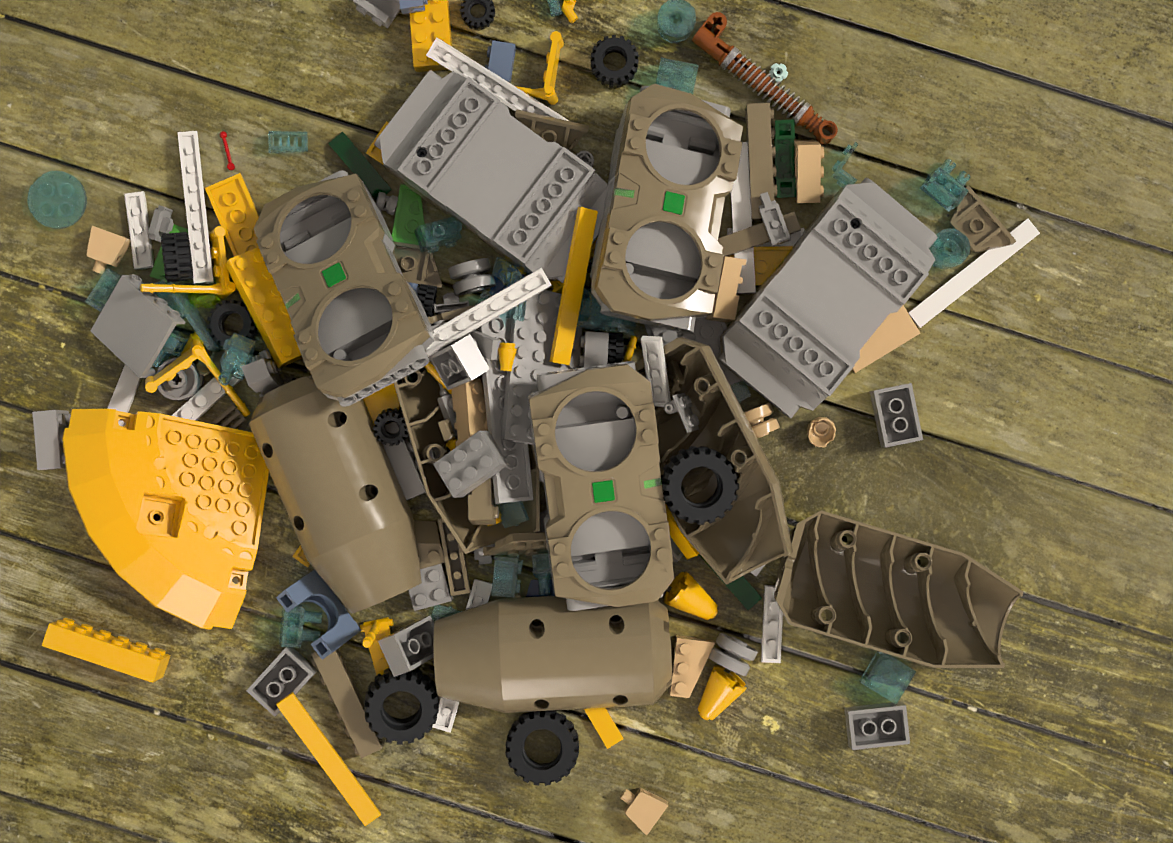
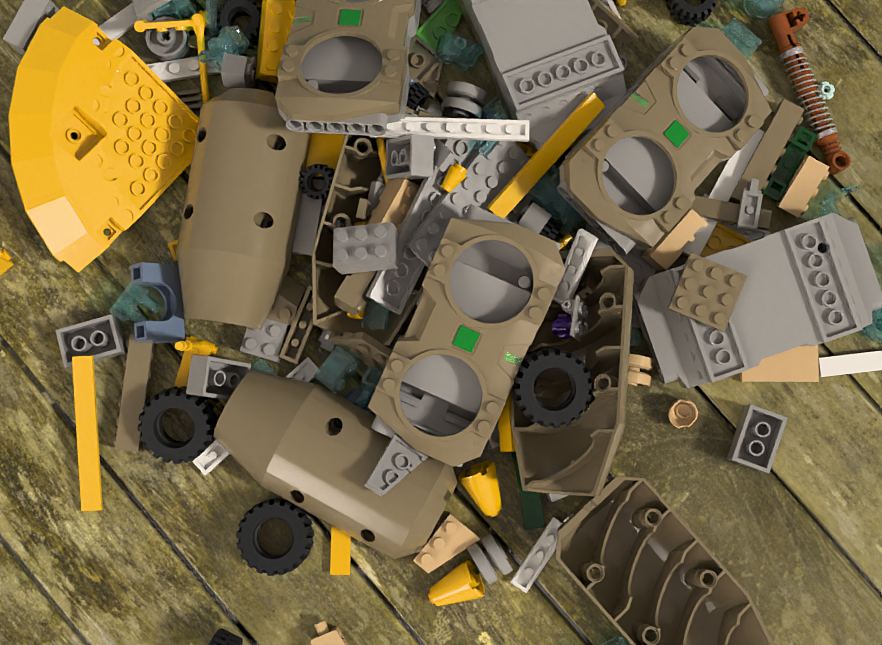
camera: 35 degrees right, 5 degrees down
(607, 629) = (393, 465): none -> light grey wing
(675, 425) = (562, 326): none -> dark purple gear
(780, 323) = (707, 292): none -> dark tan plate

